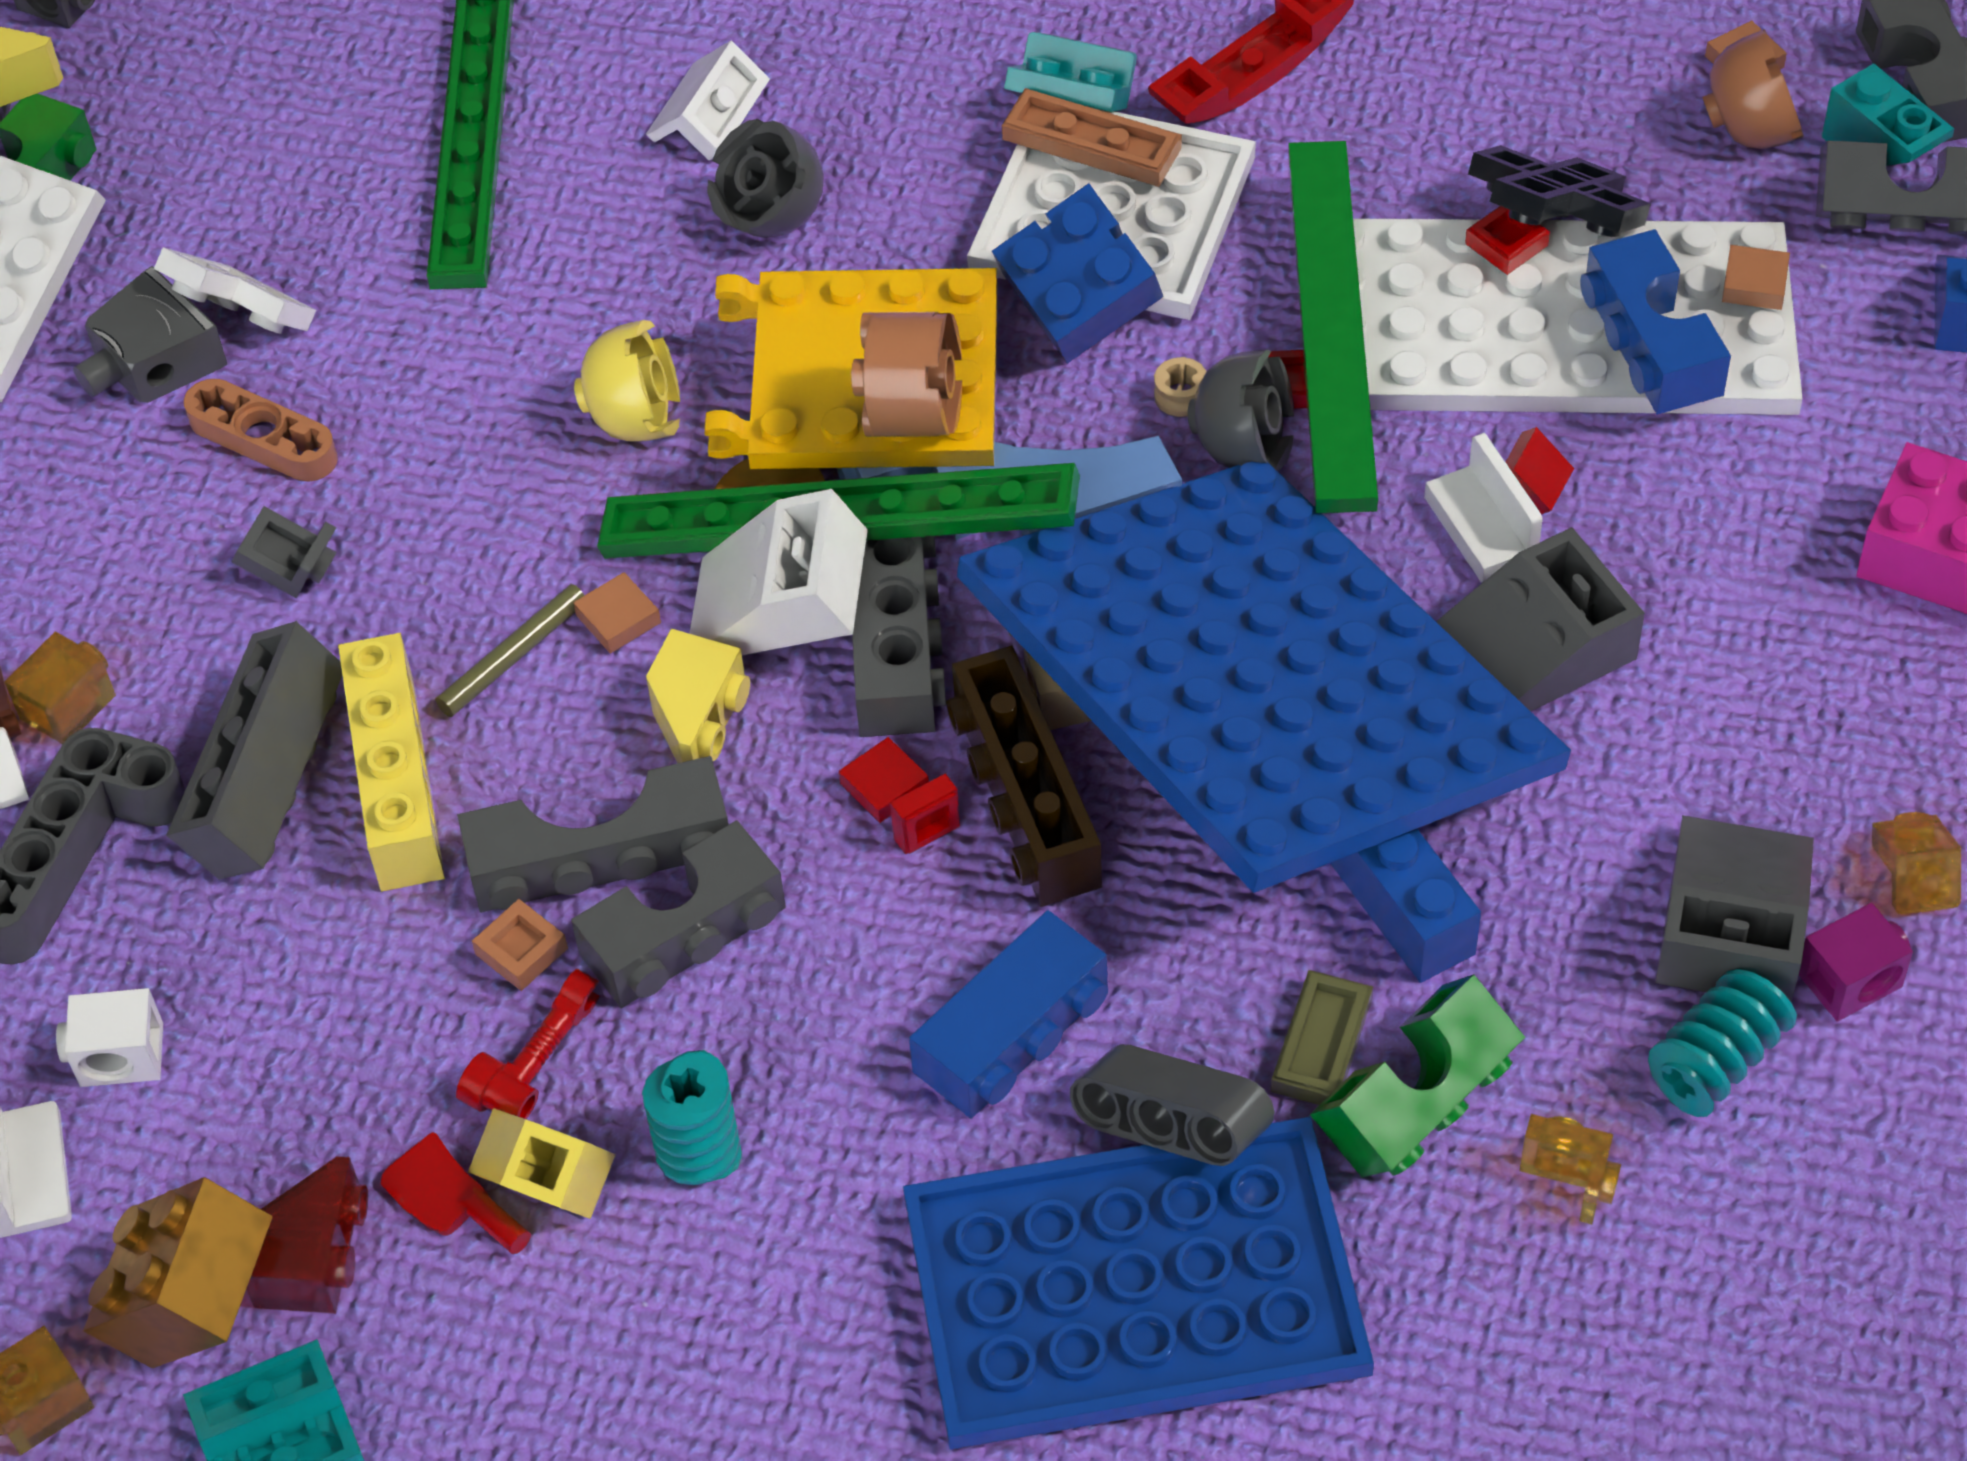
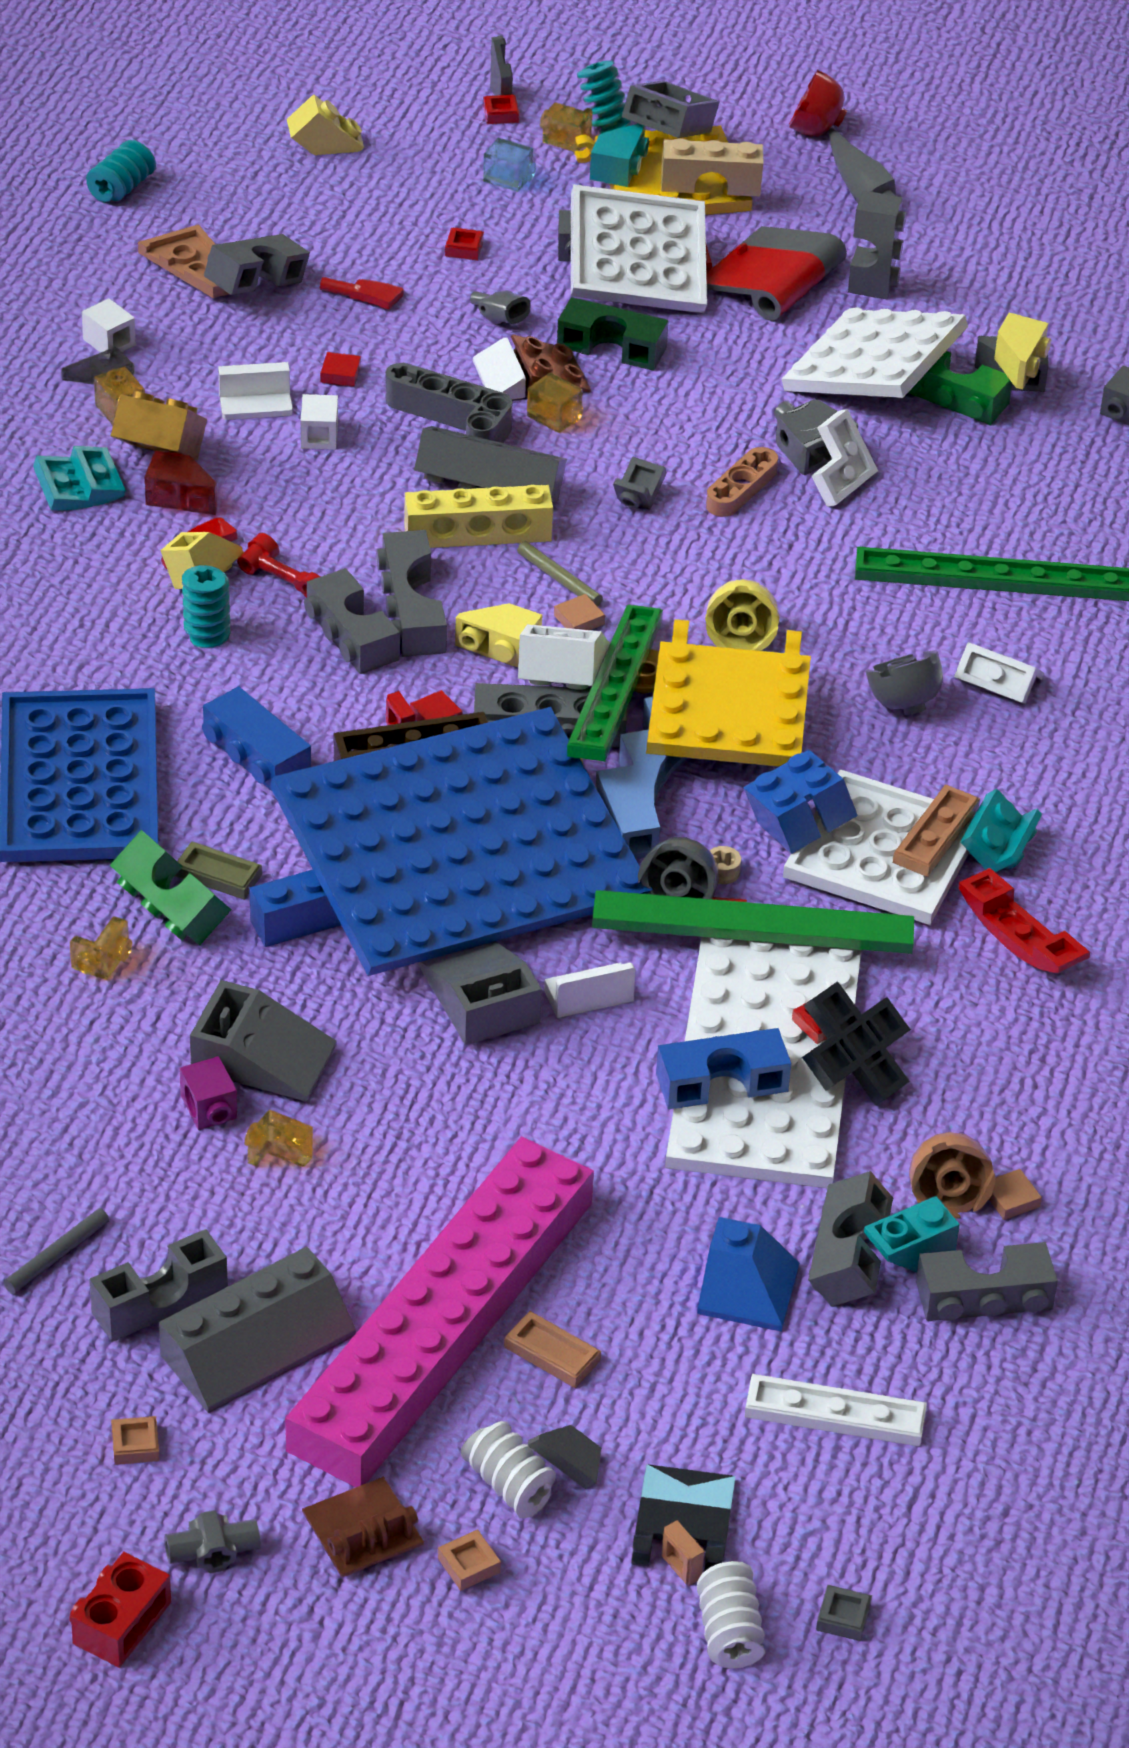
camera: 90 degrees right, 10 degrees down
(519, 944) = (351, 558): nougat plate -> none
(908, 374) = (679, 679): nougat brick -> none
(1172, 1104) = (172, 783): dark grey beam -> none
(1539, 468) = (619, 1012): red tile -> none
(1720, 1040) = (161, 1019): teal piece -> none
(1756, 277) = (766, 1136): nougat tile -> none

